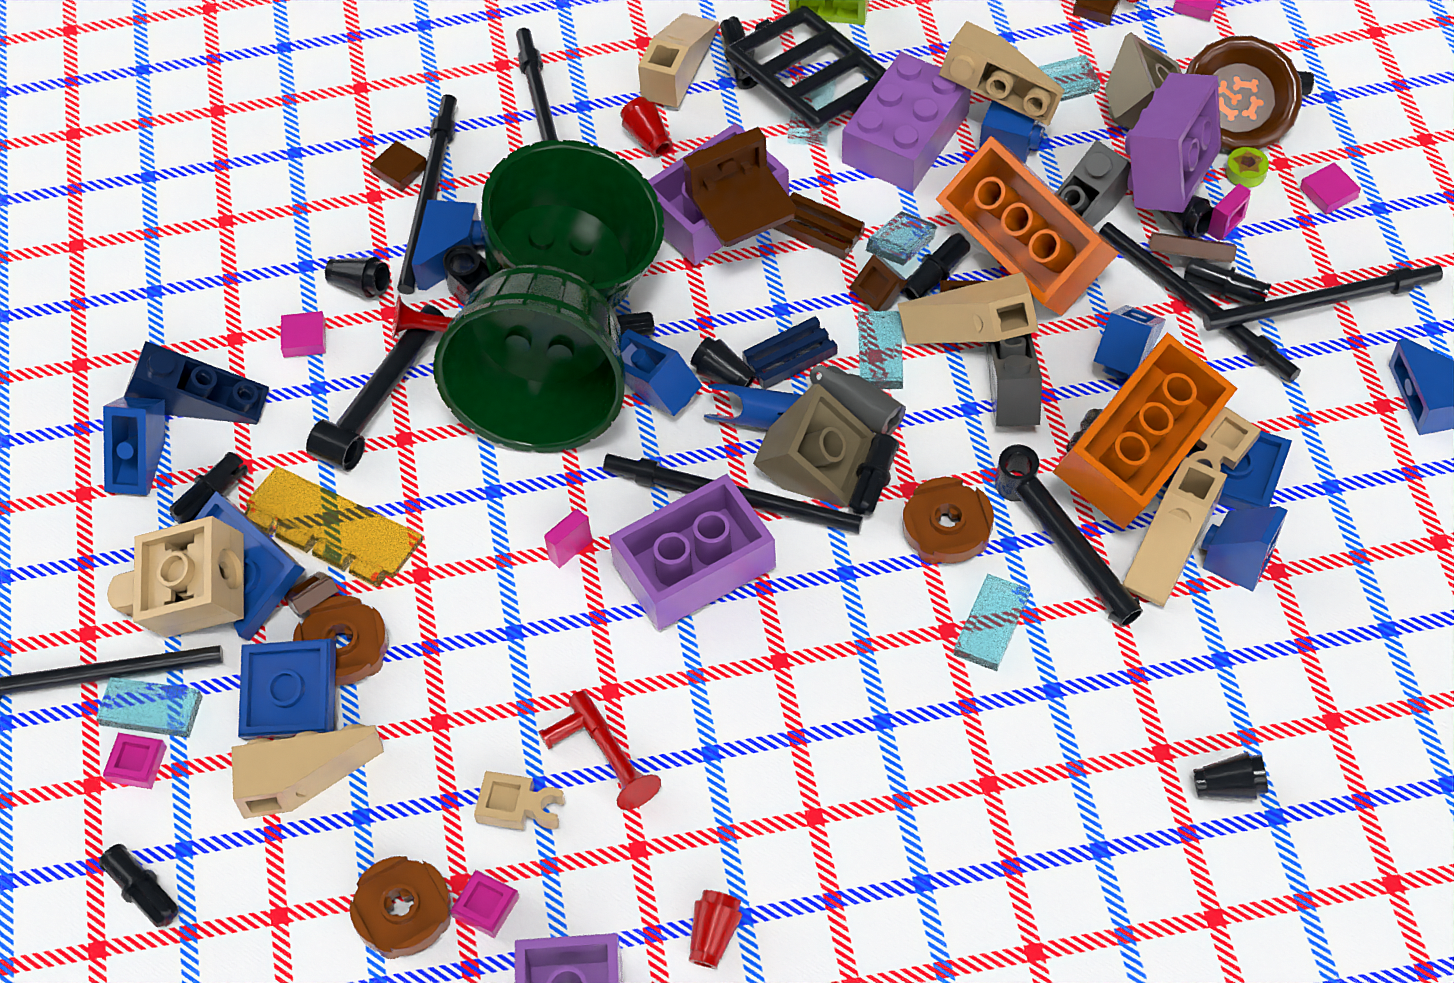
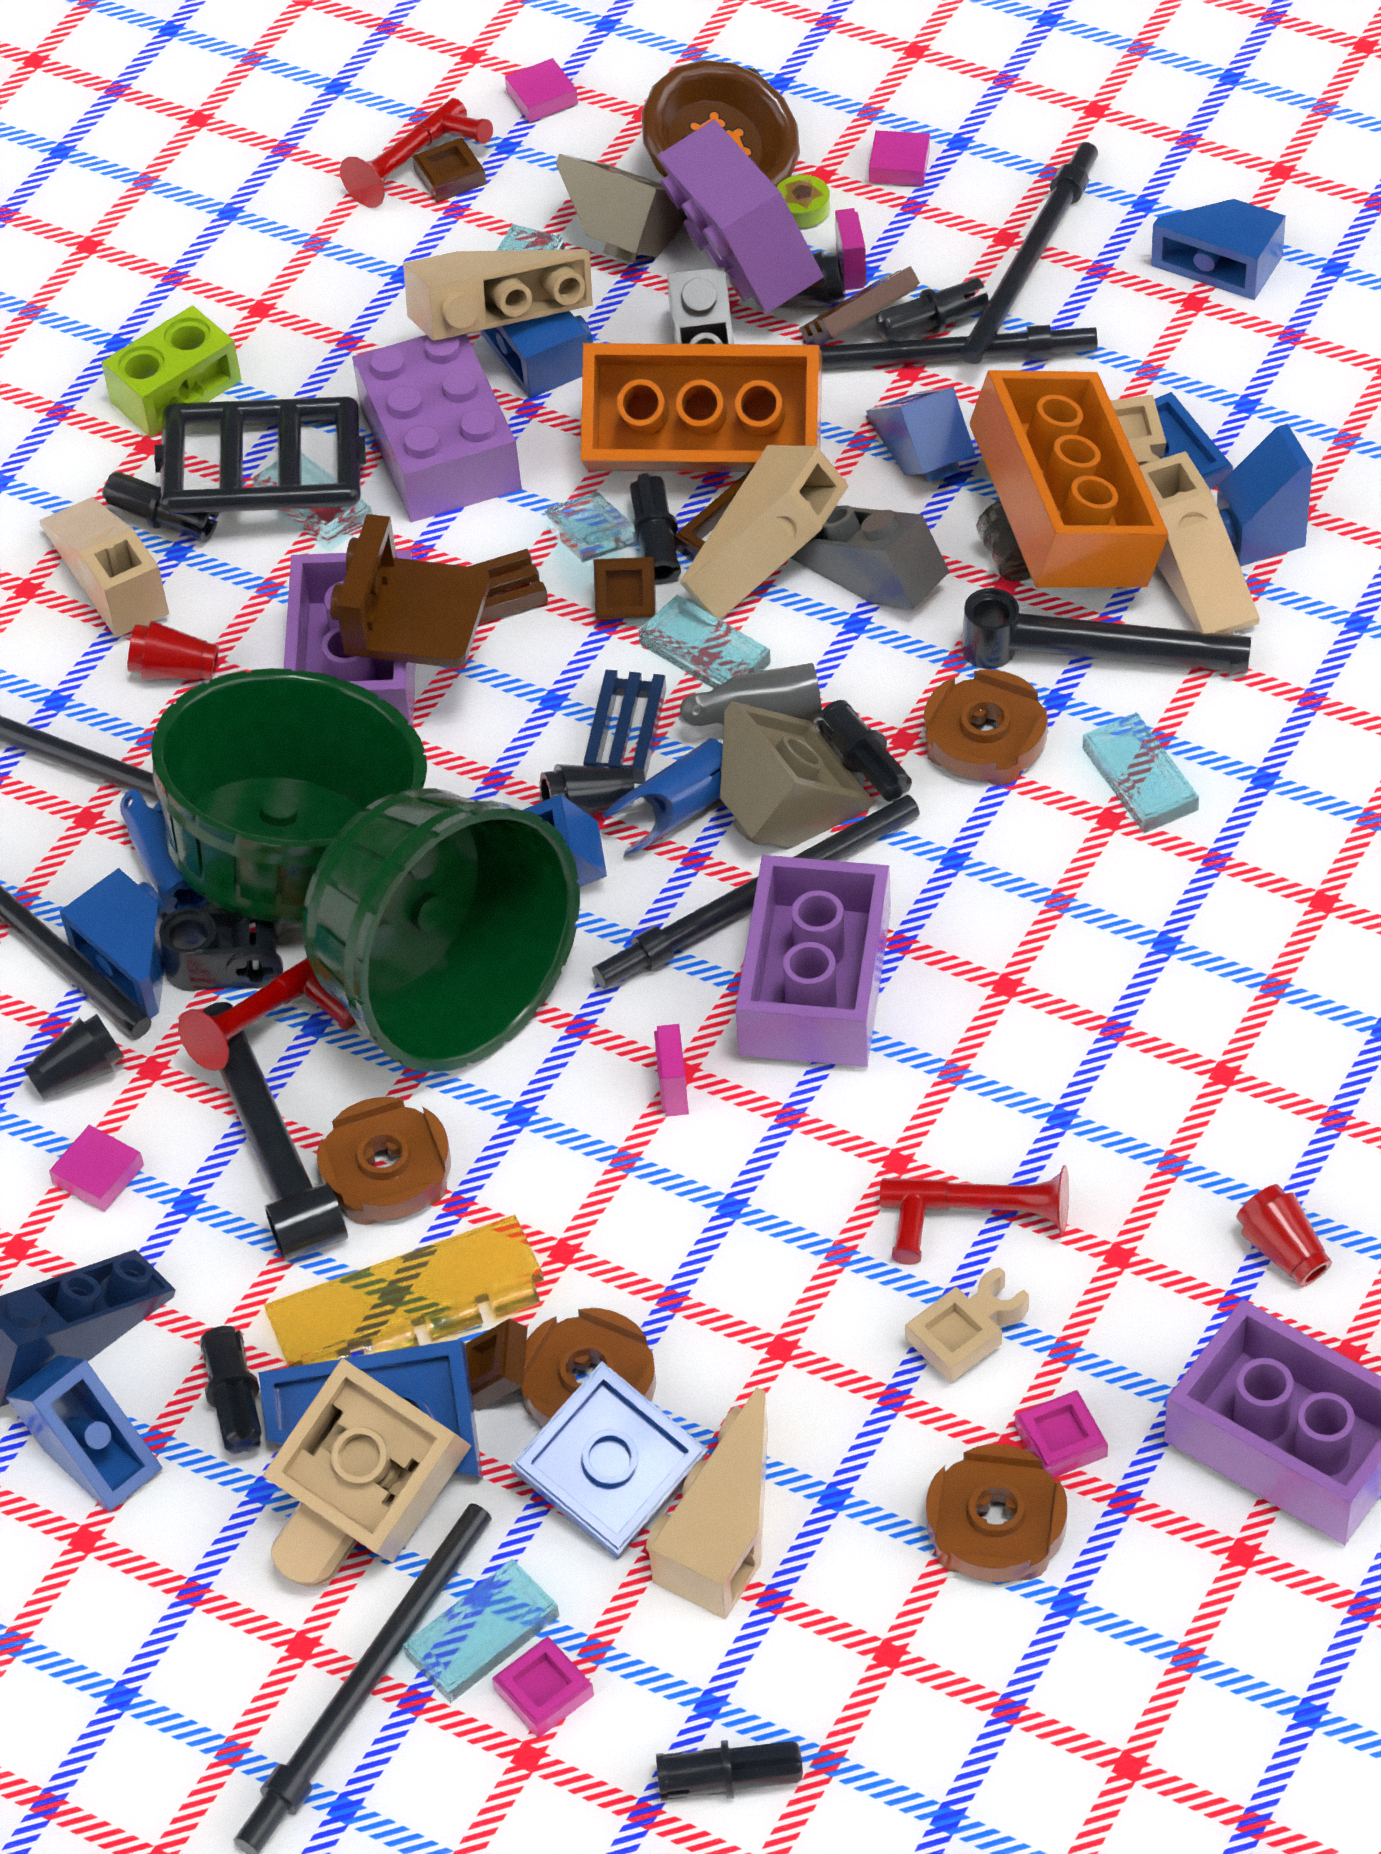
camera: 50 degrees left, 5 degrees down
(410, 472) = (391, 1191): none -> dark orange plate

